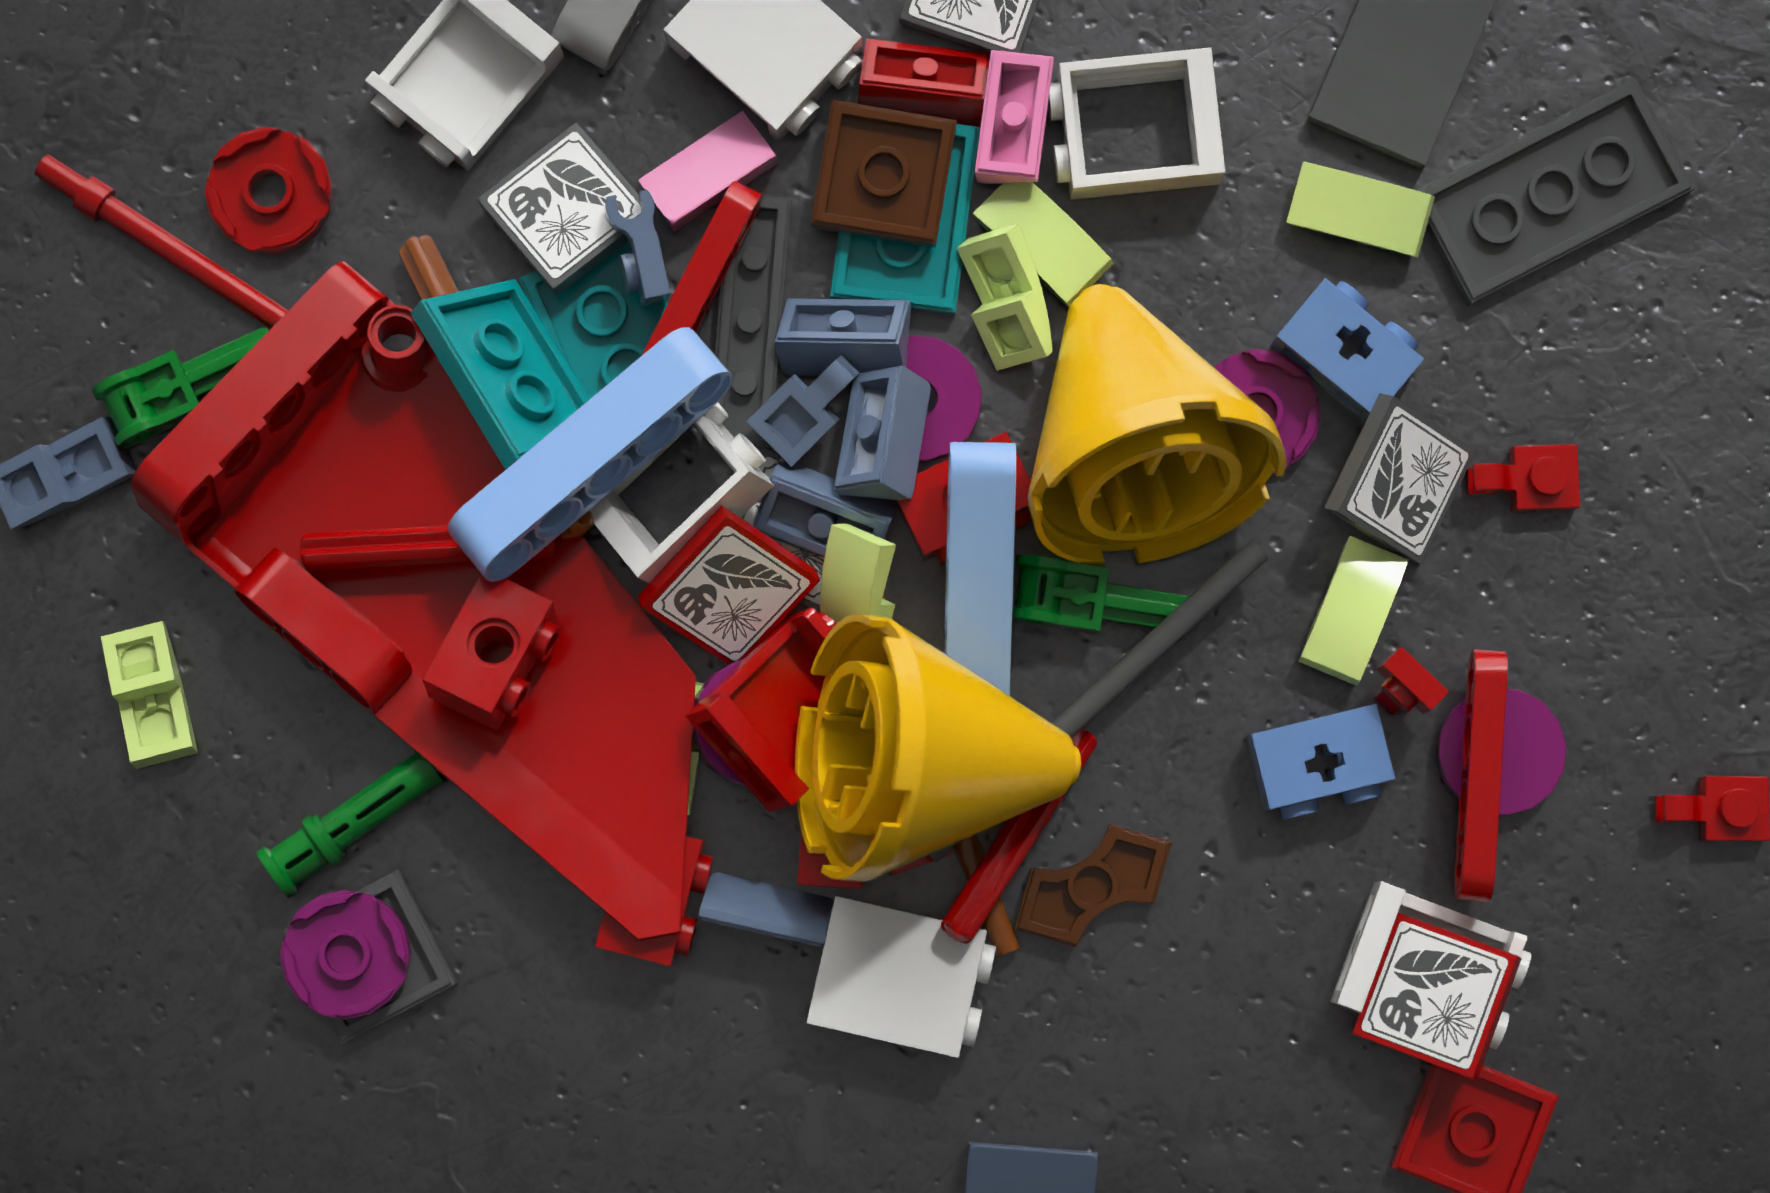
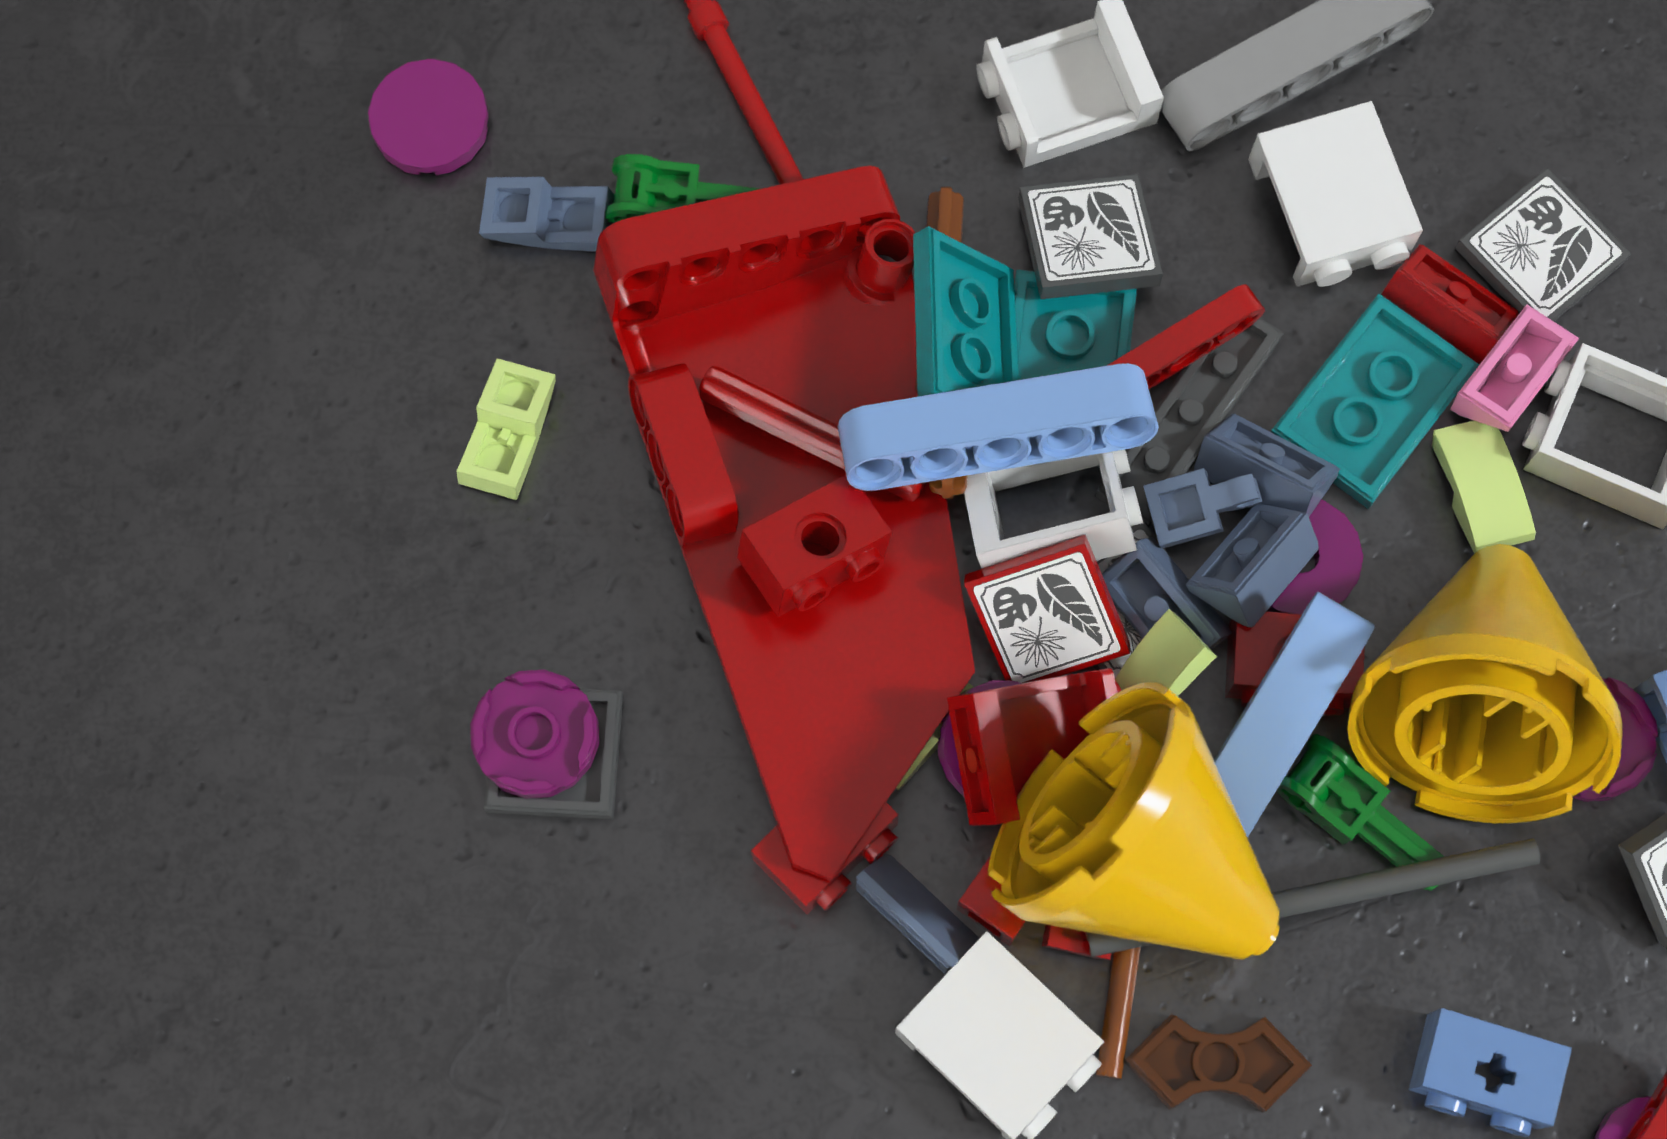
camera: 30 degrees right, 10 degrees down
(290, 221) = (857, 123): red tile -> none
(317, 834) = (685, 619): green pin -> none
(644, 265) = (1131, 310): sand blue plate -> none
(704, 170) = (1204, 273): bright pink slope -> none
(883, 173) = (1376, 354): reddish brown tile -> none
(1003, 860) = (1155, 988): red axle -> none
(1013, 308) = (1430, 514): yellowish green slope -> none
(1353, 610) = (1589, 957): yellowish green slope -> none
(1407, 685) = (1611, 1047): red plate -> none

